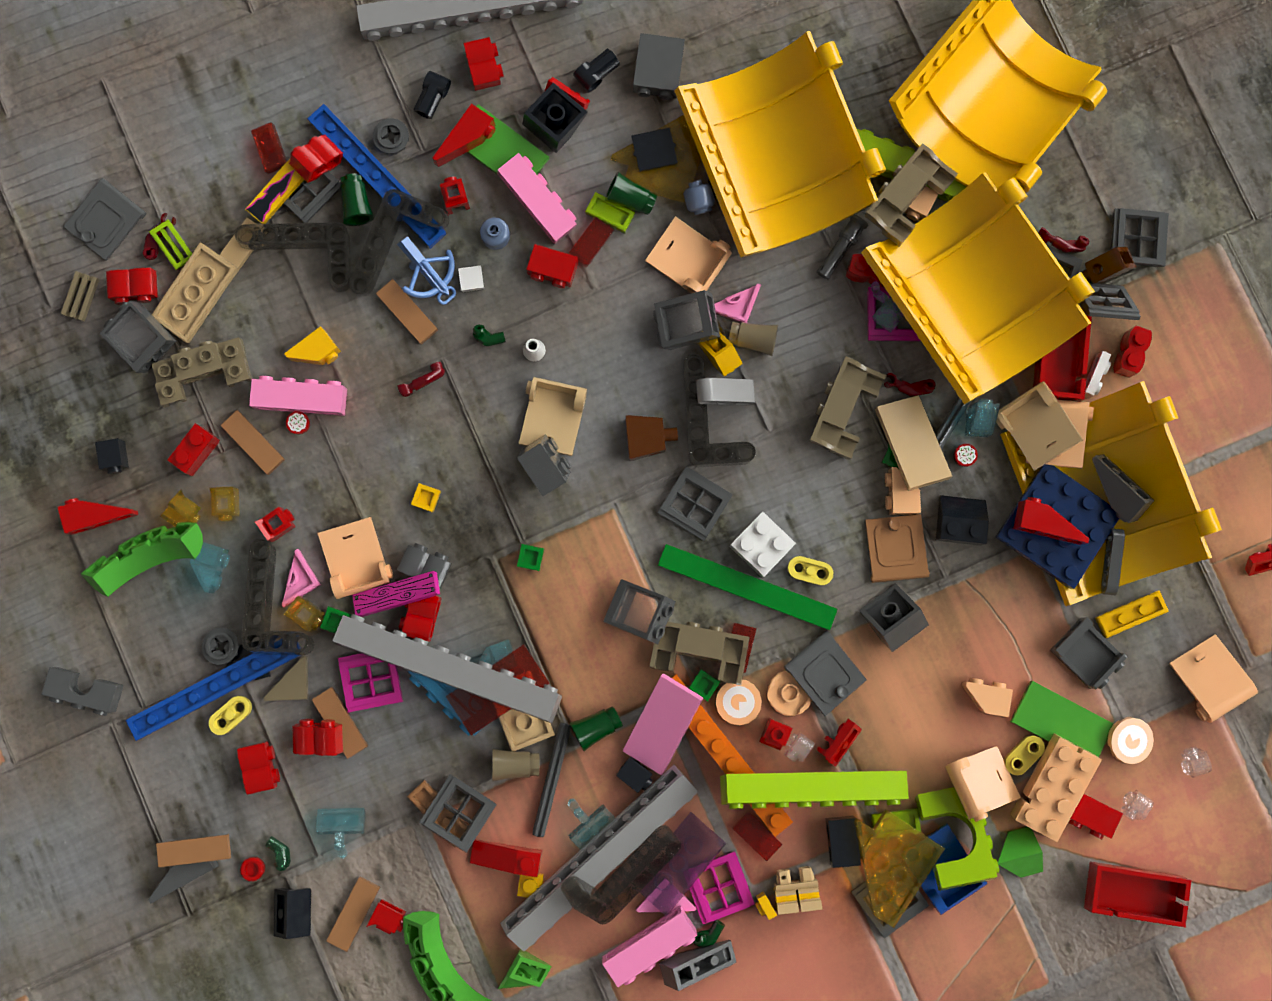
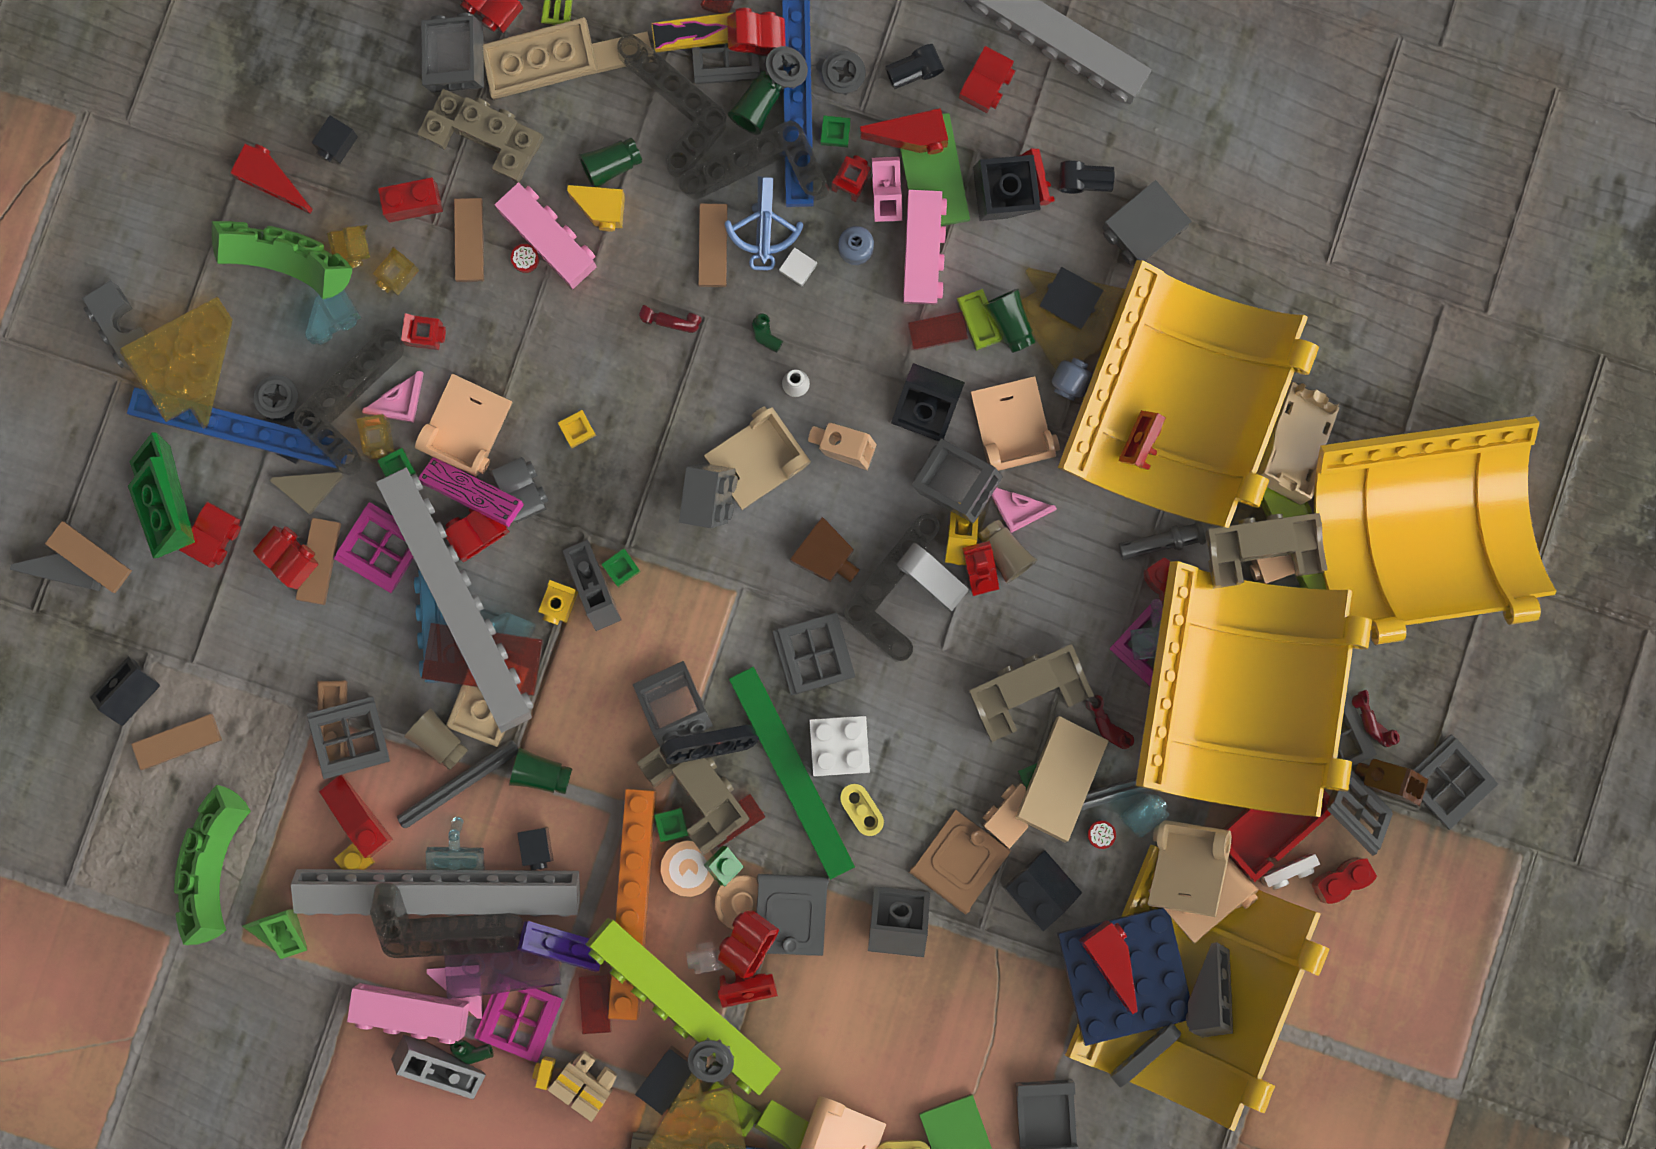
camera: 45 degrees right, 0 degrees up
(142, 676) = (183, 361): none -> clear yellow wing
(204, 773) = (159, 497): none -> green slope
(230, 714) = (230, 466): light yellow plate -> none
(252, 868) = (125, 620): red tile -> none
(282, 853) = (162, 631): clear green arm -> none
(296, 316) = (610, 161): none -> dark green plant
(340, 822) = (237, 650): clear light blue plate -> none
(350, 155) = (790, 58): none -> dark grey gear
(387, 917) = (203, 772): red window -> none
(419, 176) = (835, 131): none -> green plate
(482, 183) = (886, 189): none -> bright pink brick
(507, 605) = (565, 594): none -> yellow brick
(522, 584) = (591, 585): none -> dark grey slope
(552, 266) = (881, 322): red brick -> none
(607, 358) = (854, 449): none -> light nougat torso
(625, 289) = (927, 402): none -> black slope
(662, 724) = (600, 825): bright pink tile -> none
(684, 615) = (709, 744): none -> black beam
(703, 821) = (556, 945): none -> dark purple hinge
(749, 360) = (981, 568): none -> red plate
(758, 680) = (723, 866): none -> plate
(775, 195) = (1141, 439): none -> red plate
(775, 734) = (694, 928): red window -> none
(817, 714) = (747, 944): none -> red brick
(871, 114) = (1297, 441): none -> tan piece
(871, 805) = (717, 1070): none -> dark grey gear
(989, 699) = (917, 1074): light nougat slope -> none
(1131, 614) = (1121, 1119): yellow tile -> none

